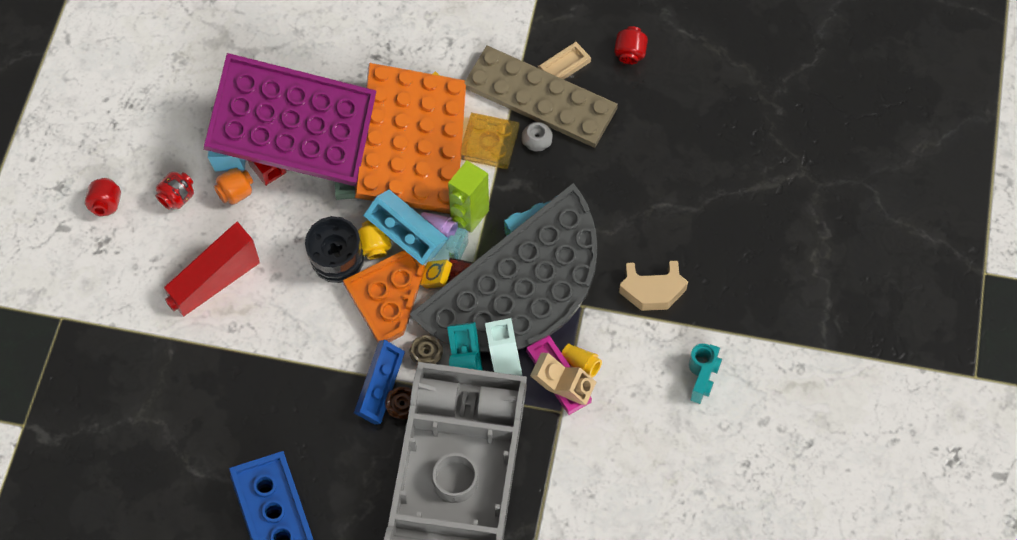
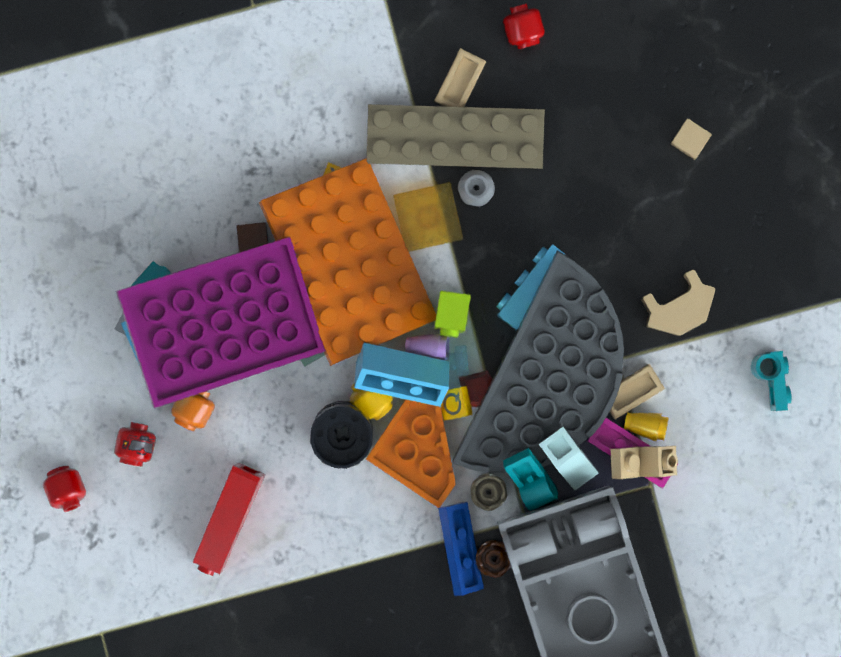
camera: 25 degrees left, 25 degrees up
(584, 332) = (636, 390): none -> tan tile
(721, 175) = (691, 139): none -> tan tile

